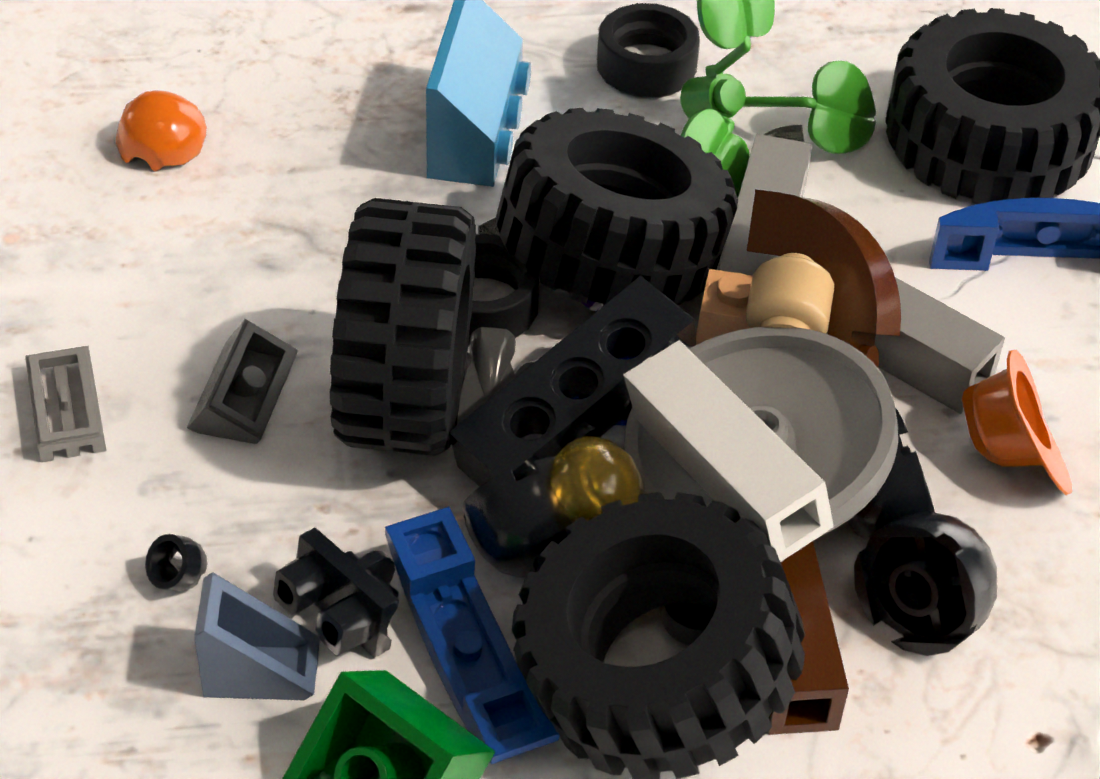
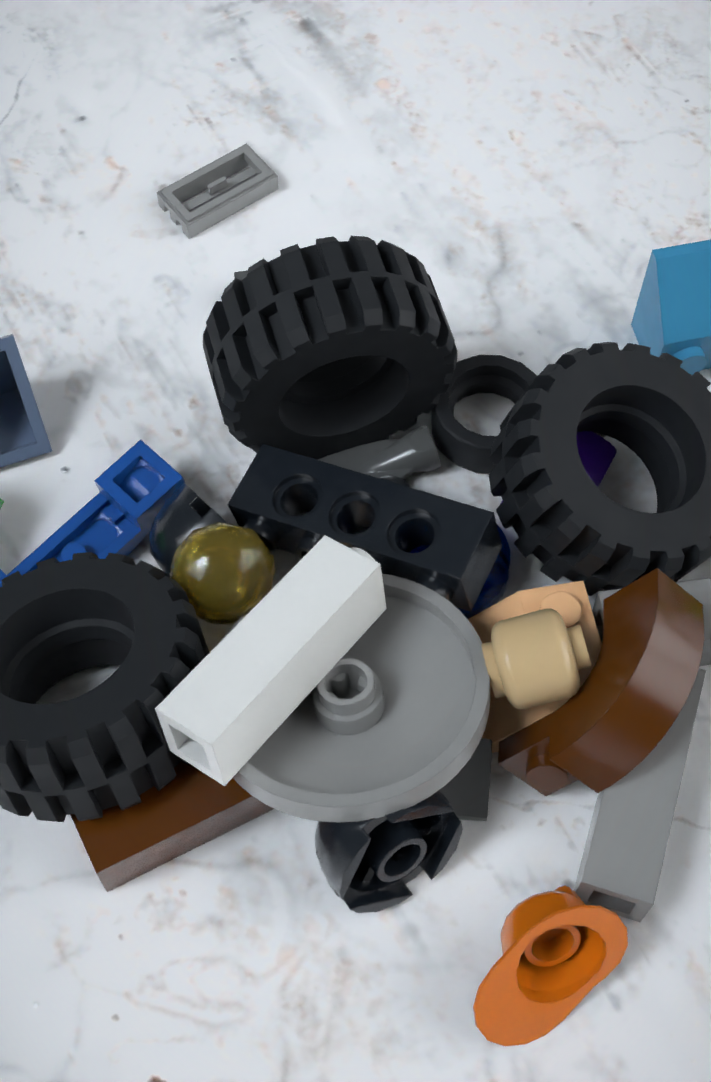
camera: 70 degrees right, 15 degrees up
(160, 130) = (553, 114): orange hair -> none
(170, 573) = (77, 326): black hinge -> none
(347, 589) = (91, 422): black hips -> none
(927, 581) = (283, 921): black cylinder -> none

